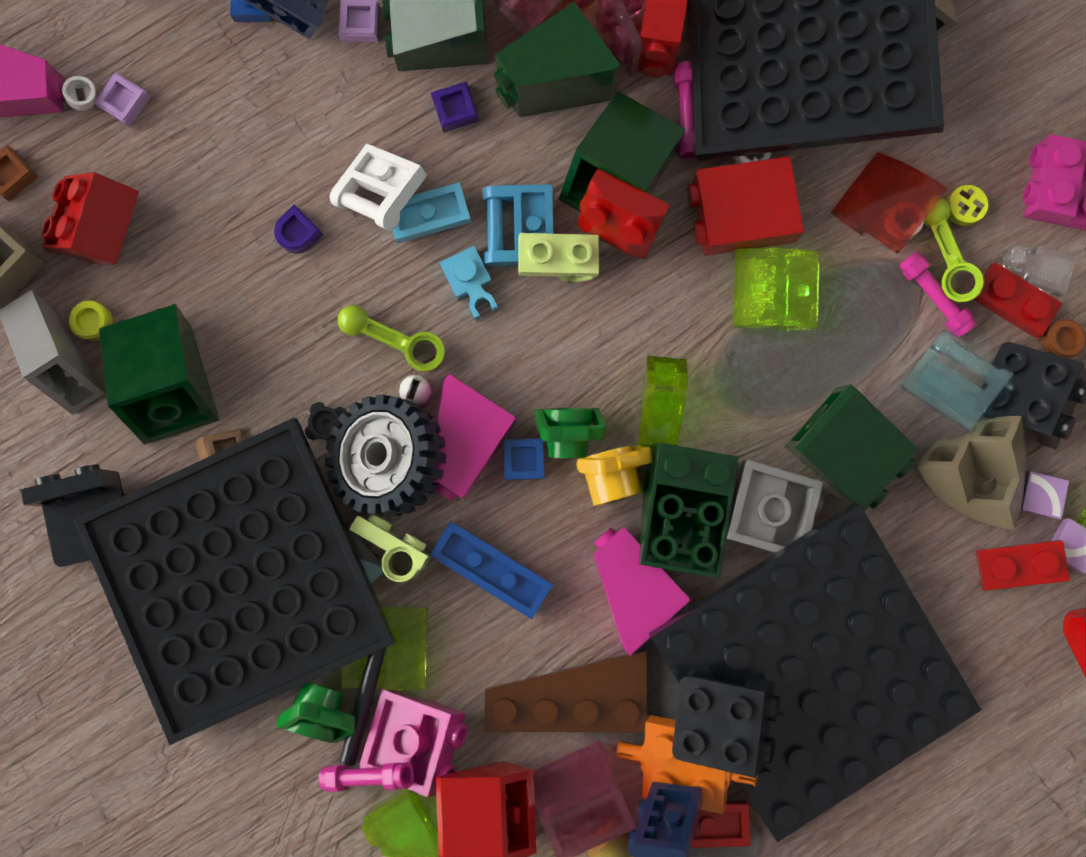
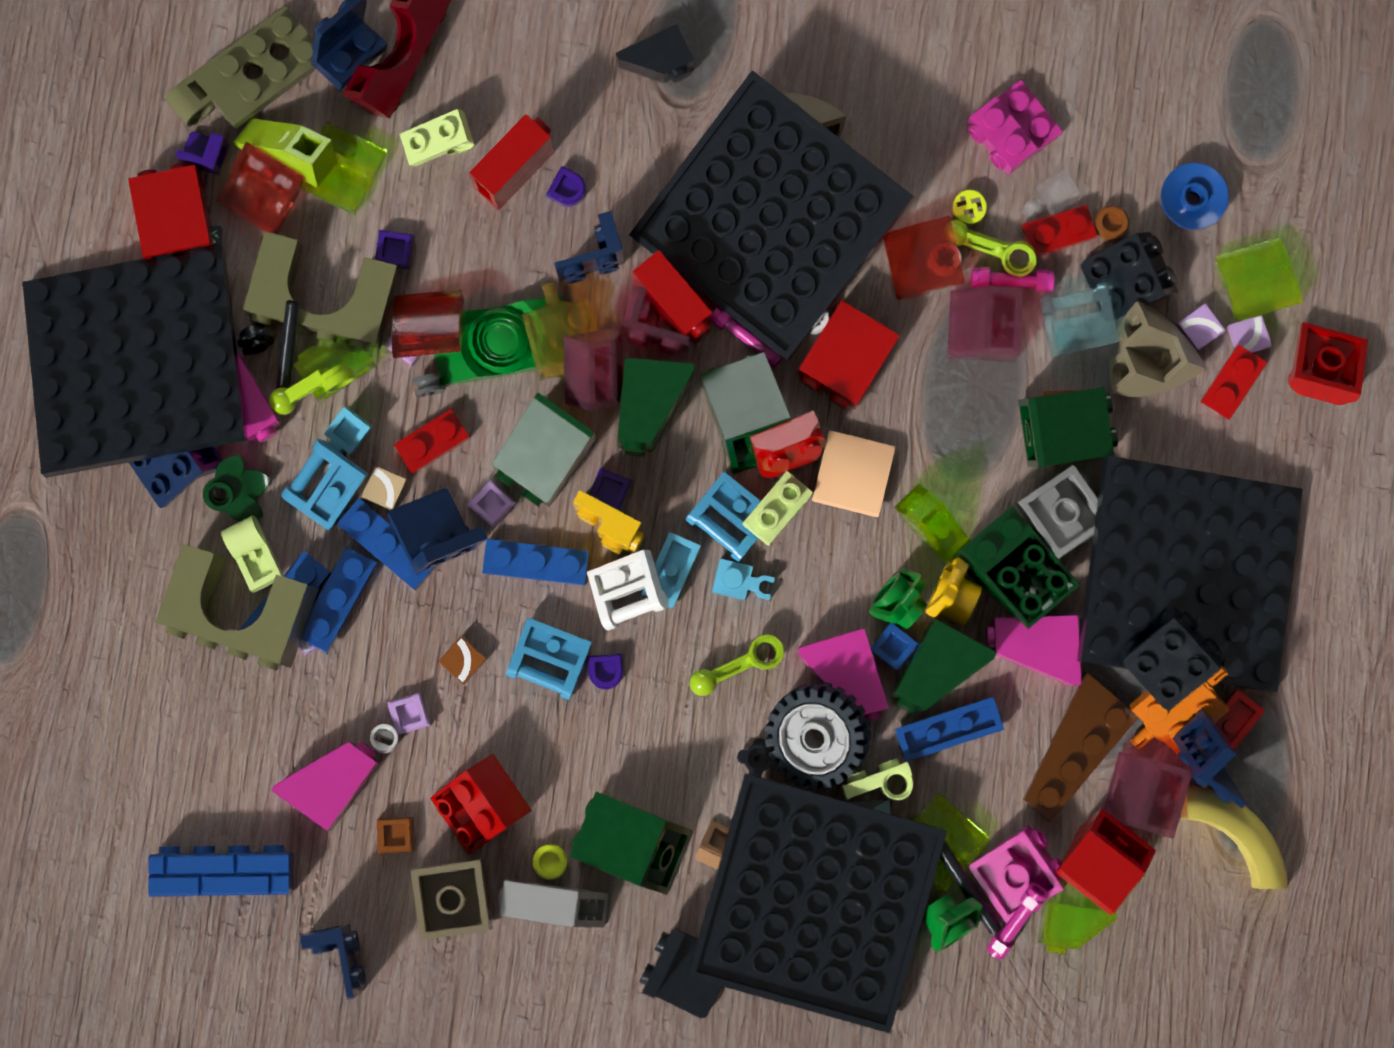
camera: 55 degrees left, 0 degrees up
(204, 105) = (462, 660): none -> dark orange tile
(276, 168) = (554, 648): none -> dark azure plate
(340, 96) = (535, 562): none -> blue plate
(418, 127) = (616, 528): none -> yellow plate
(422, 393) = (778, 684): white hinge -> none
(536, 511) = (938, 666): none -> dark green slope
(646, 298) = (853, 473): none -> light nougat slope
(776, 288) = (919, 382): clear neon green slope -> none
(880, 300) = (985, 323): none -> clear pink slope

